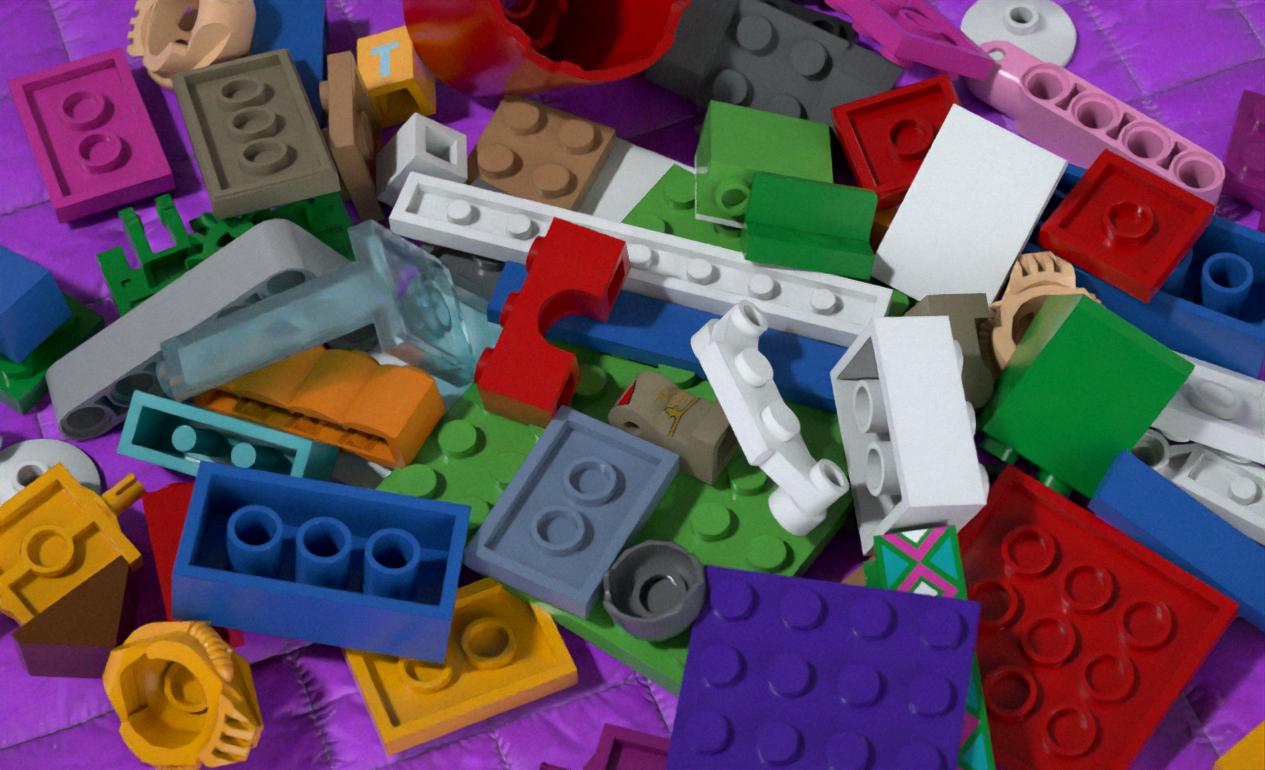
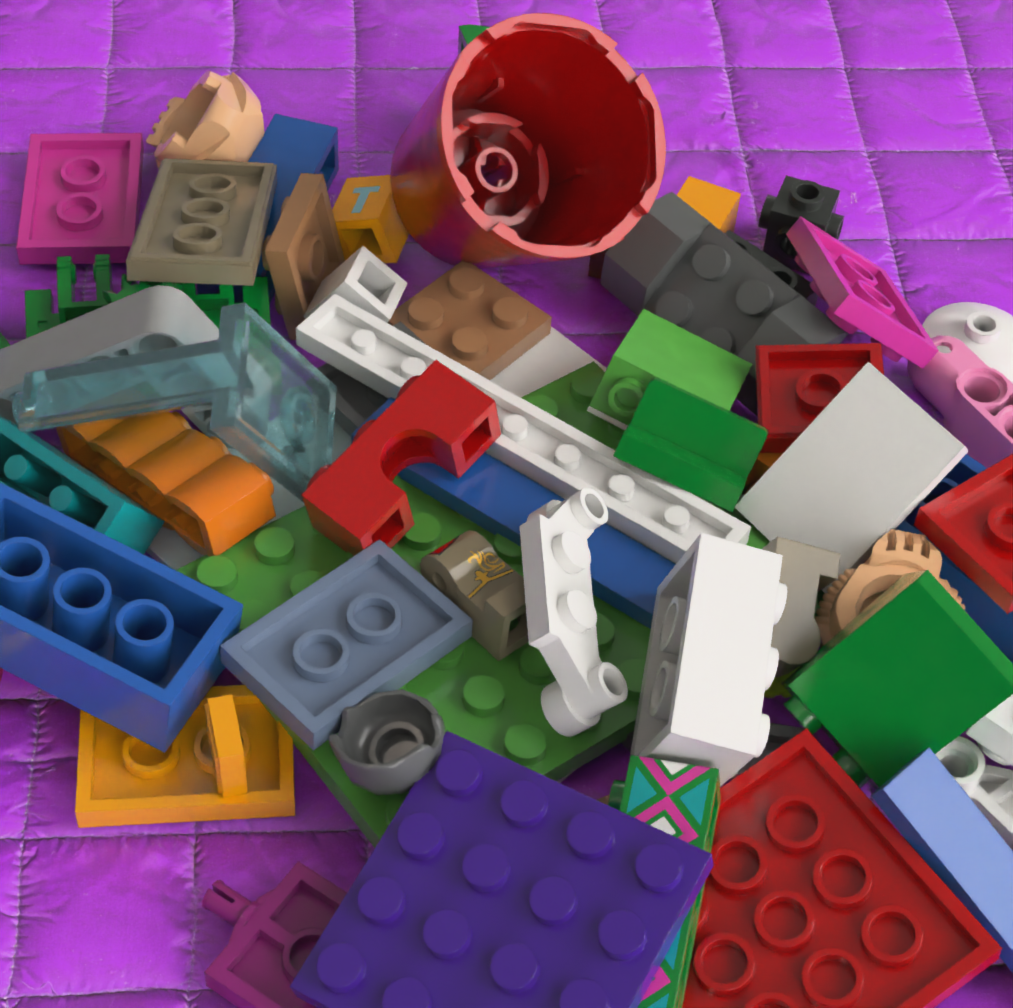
camera: 15 degrees right, 5 degrees down
(502, 640) = (226, 746): none -> light orange tile

